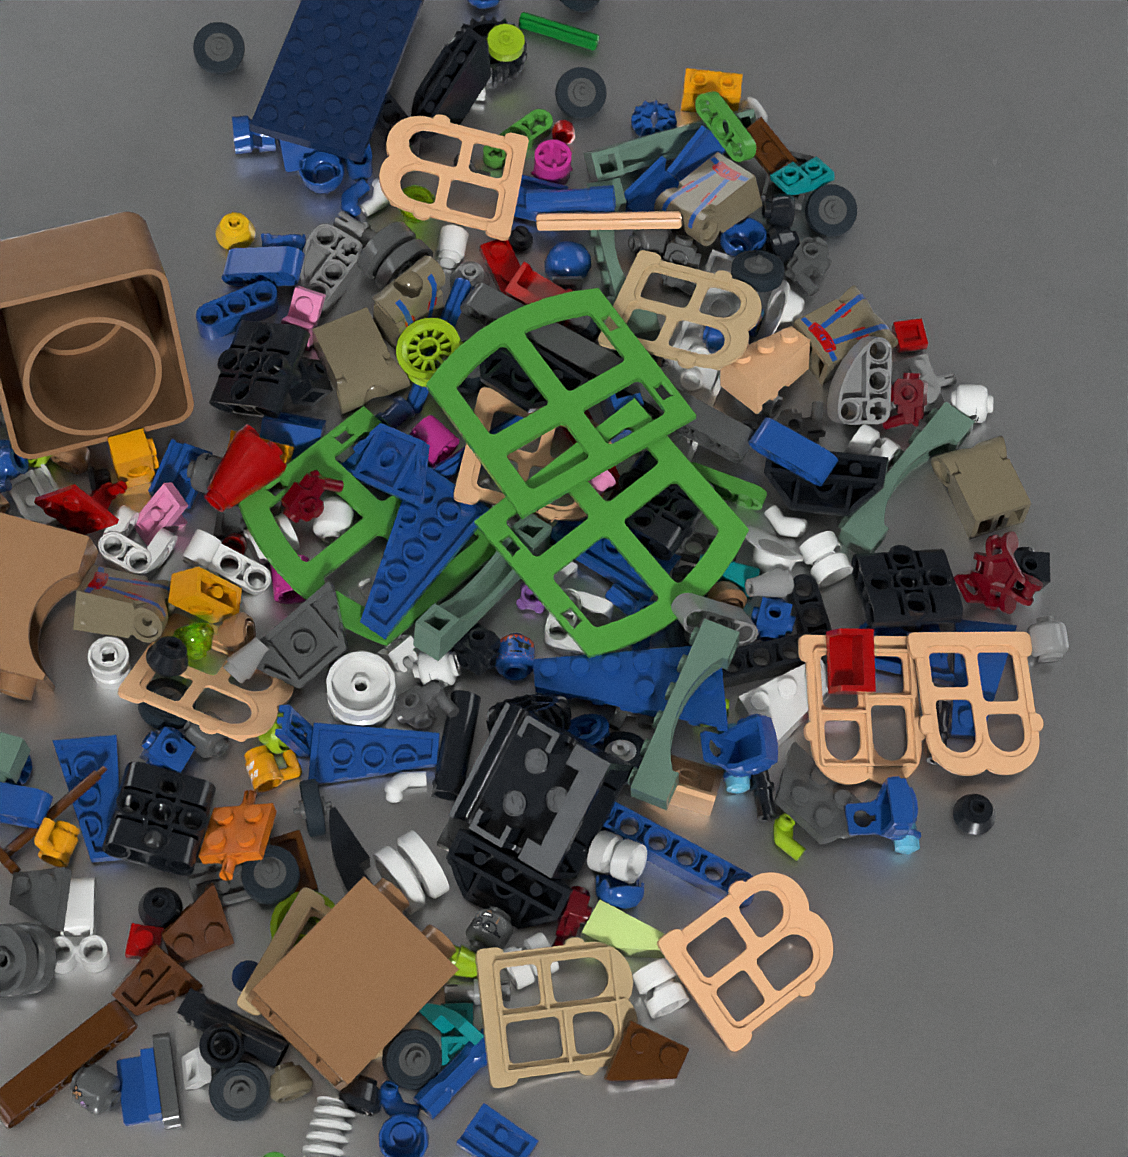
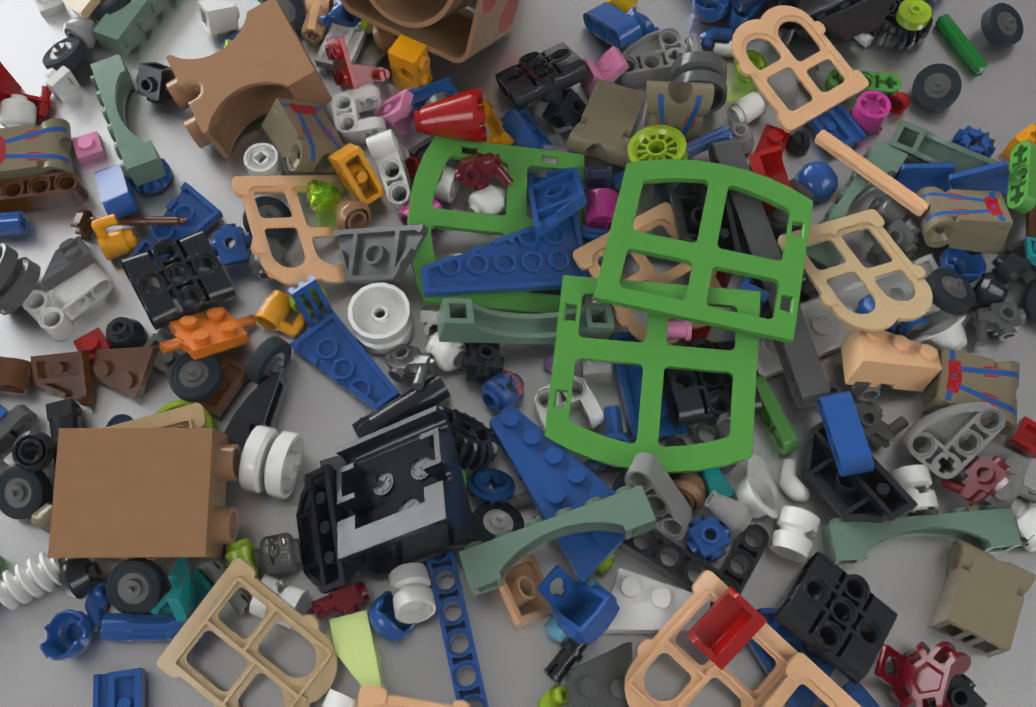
camera: 55 degrees right, 0 degrees up
(168, 657) = (289, 188): black cone -> none
(244, 298) = (581, 39): blue beam -> none
(246, 660) = (330, 232): light grey cone -> none
(401, 781) = (344, 400): white arm -> none
(571, 200) = (866, 145): blue axle -> none

